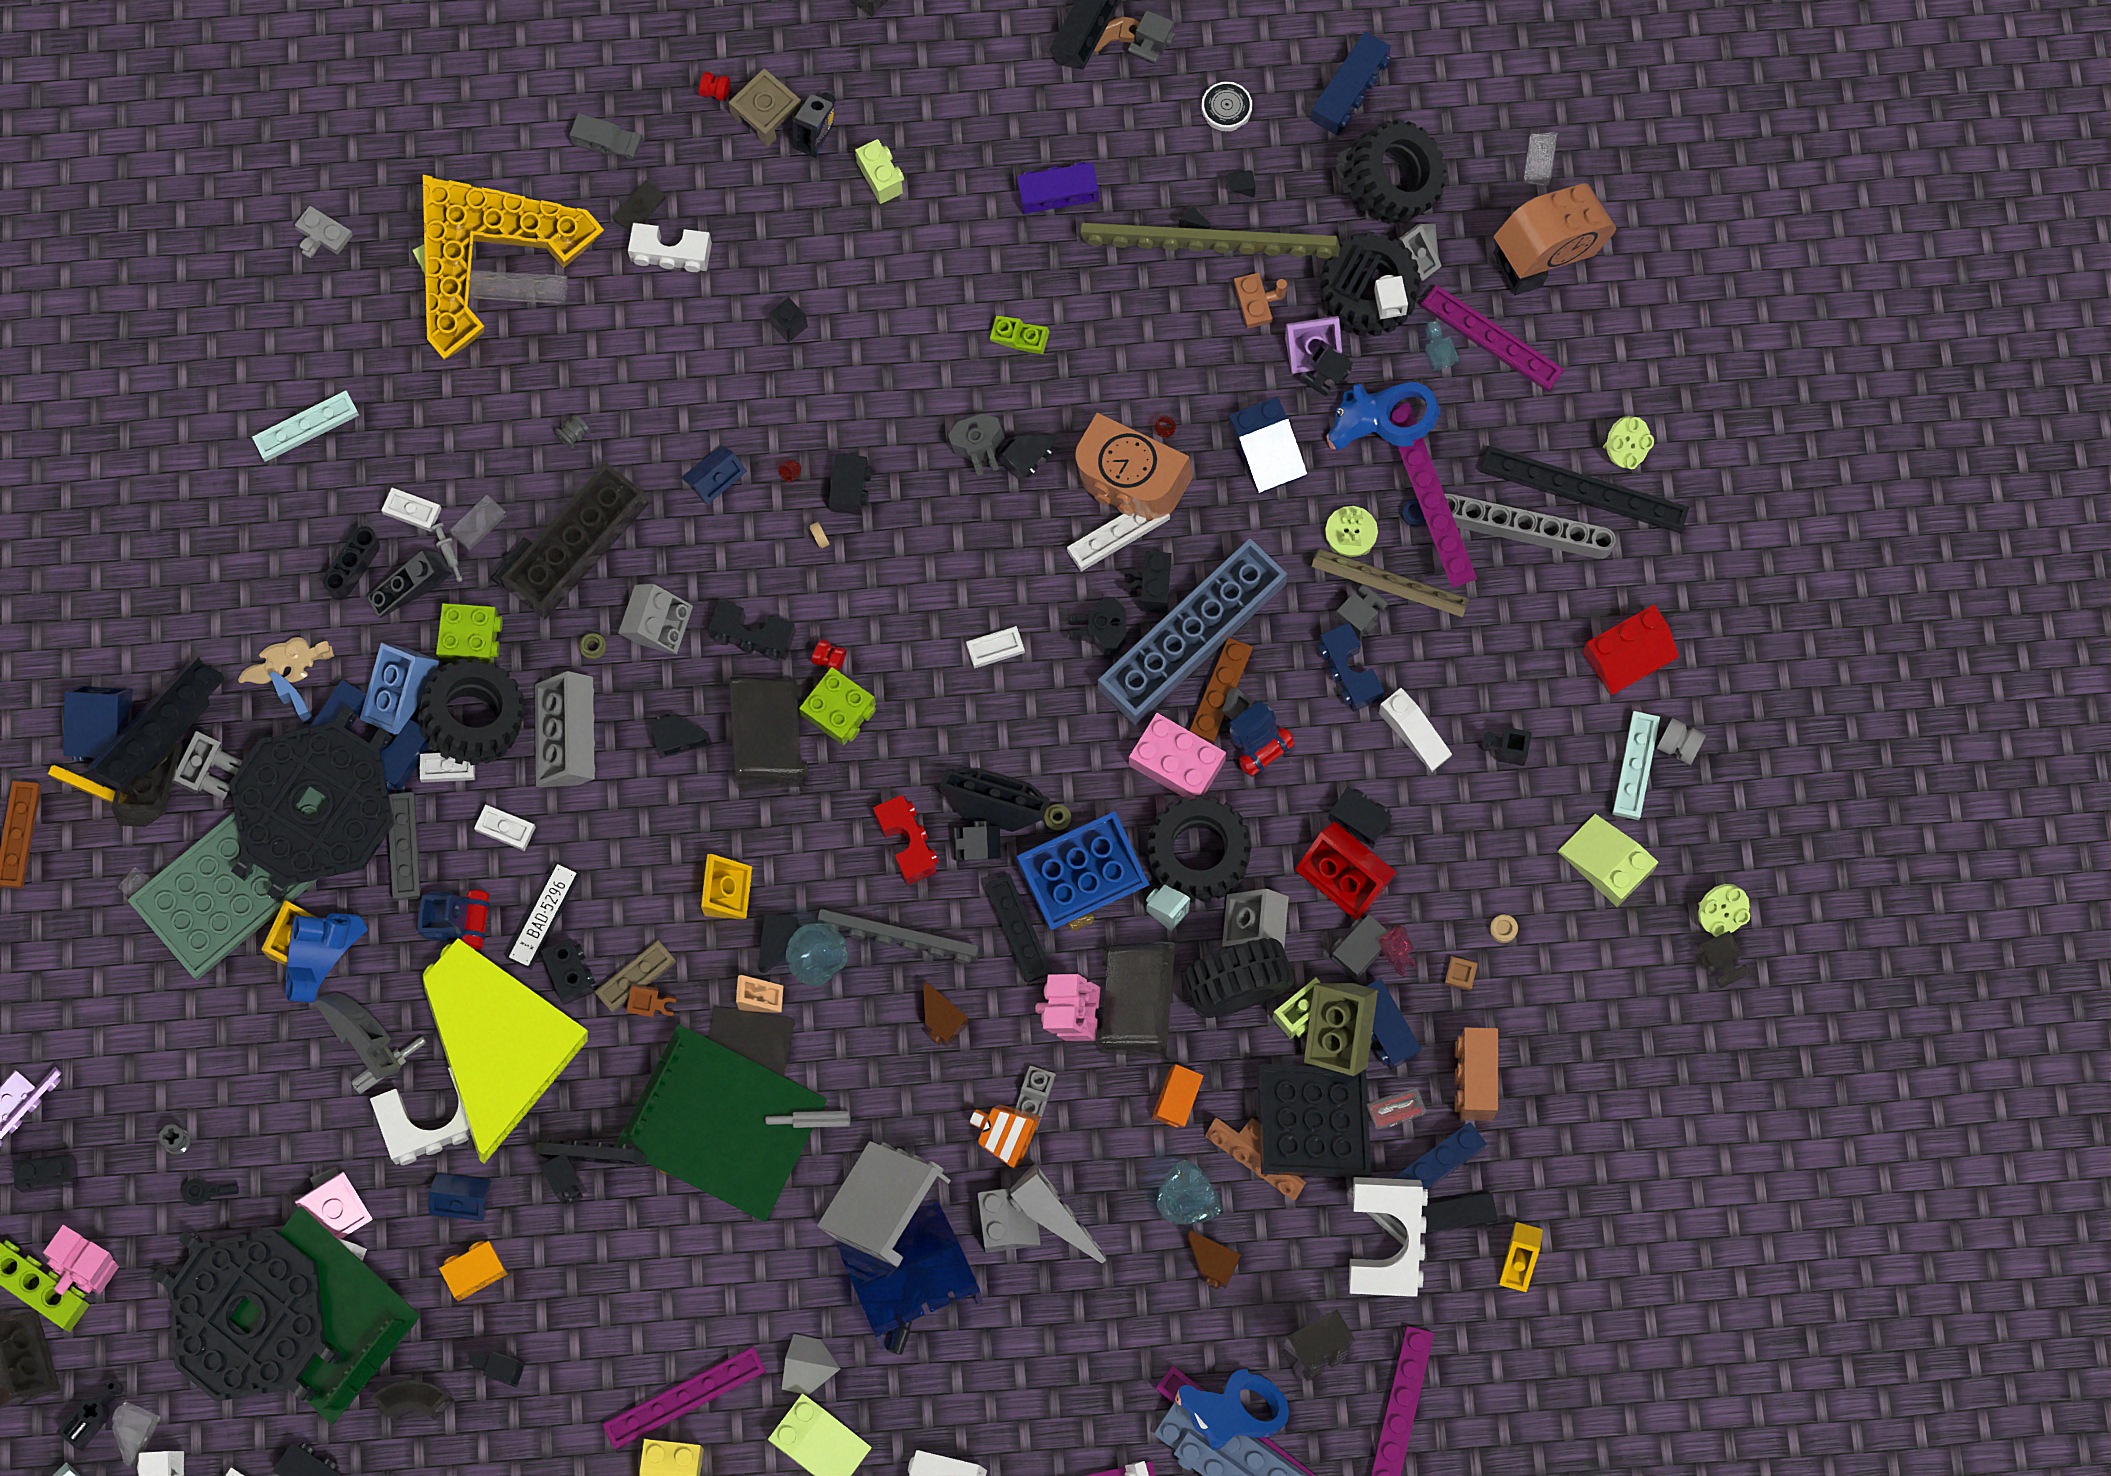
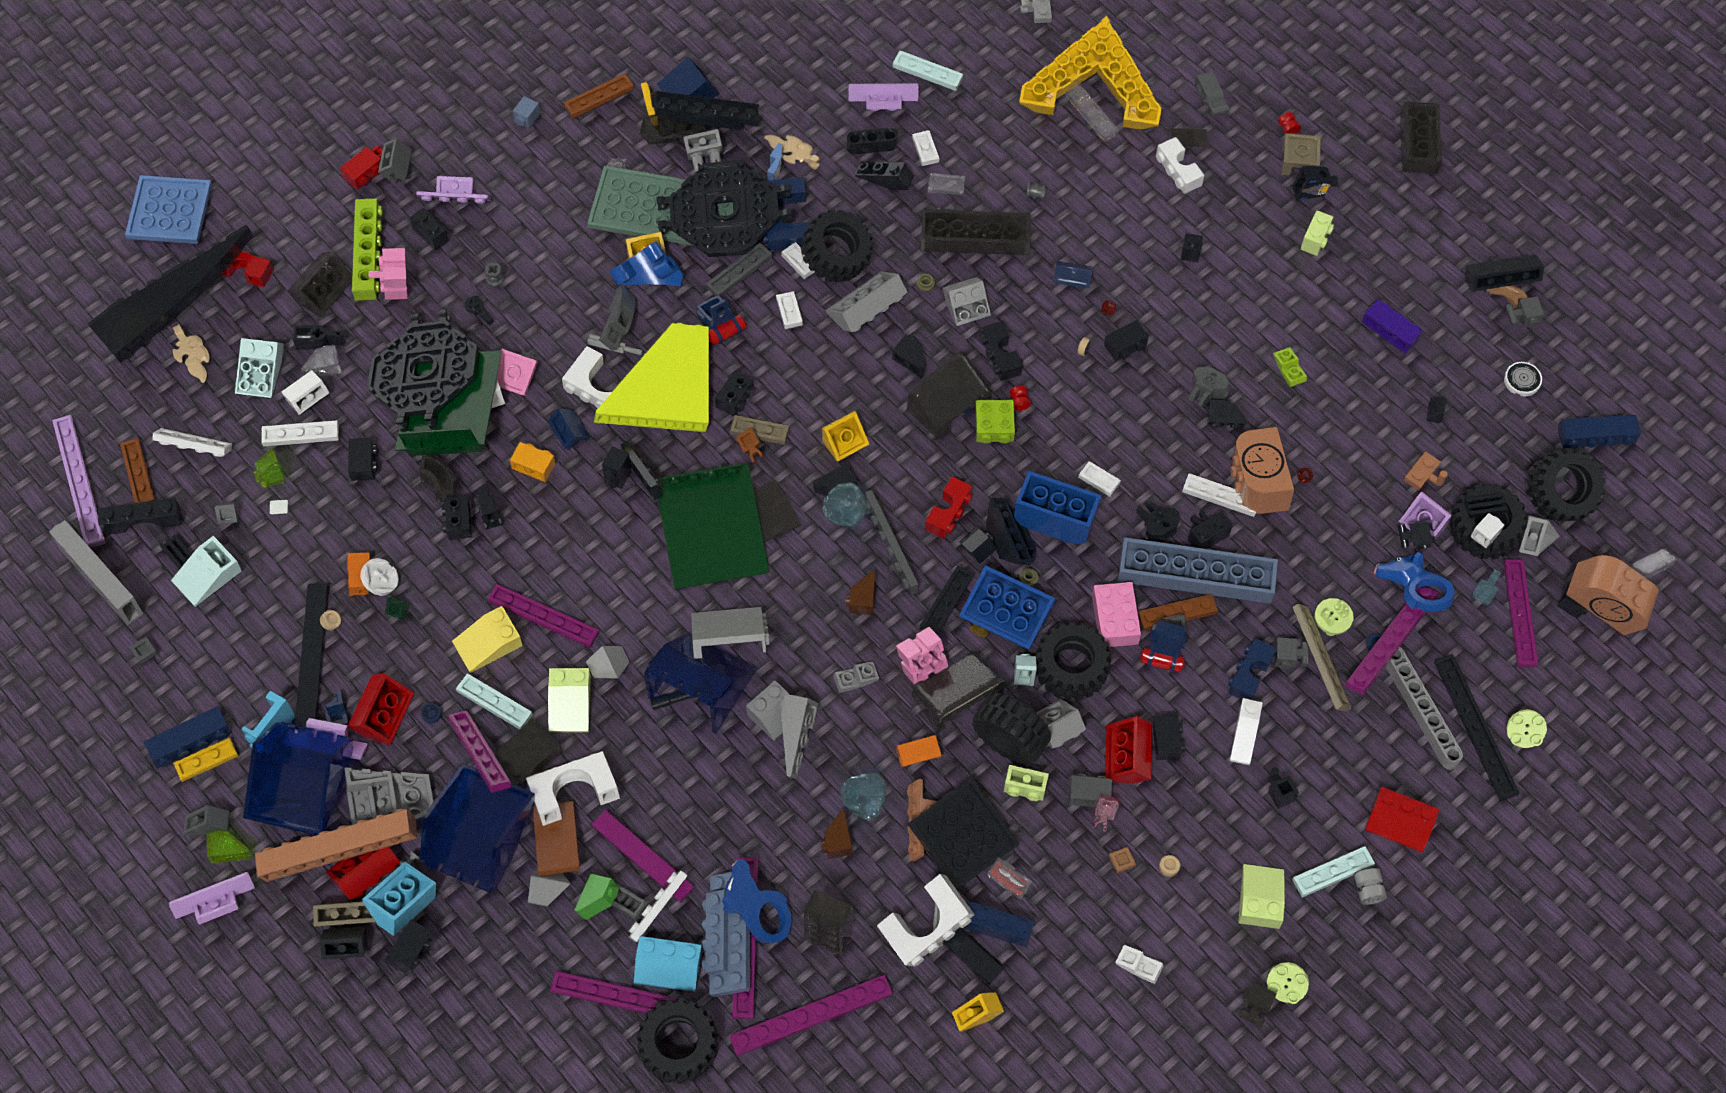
camera: 50 degrees right, 10 degrees down
(300, 503) = (883, 95): none -> lavender bracket
(396, 686) = (827, 198): medium blue slope -> none
(445, 545) = (919, 177): light grey piece -> none
(468, 633) = (881, 218): lime brick -> none
(479, 1411) = (457, 517): none -> black brick
(543, 916) = (756, 362): white tile -> none
(758, 995) = (797, 494): light nougat slope -> none
(813, 1119) = (751, 571): light grey axle -> none
(1006, 1132) = (822, 674): orange torso -> none
(1008, 724) = (1056, 508): none -> blue brick
(1208, 239) = (1436, 421): olive plate -> none
(1242, 183) = (1484, 415): black slope -> none
(1267, 445) = (1343, 535): slope -> none
(1341, 1027) = (1030, 808): olive slope -> none
(1391, 1031) = (1054, 836): dark blue brick -> none
(1477, 1074) = (1066, 906): nougat brick -> none
(1589, 1046) = (1138, 964): none -> white slope

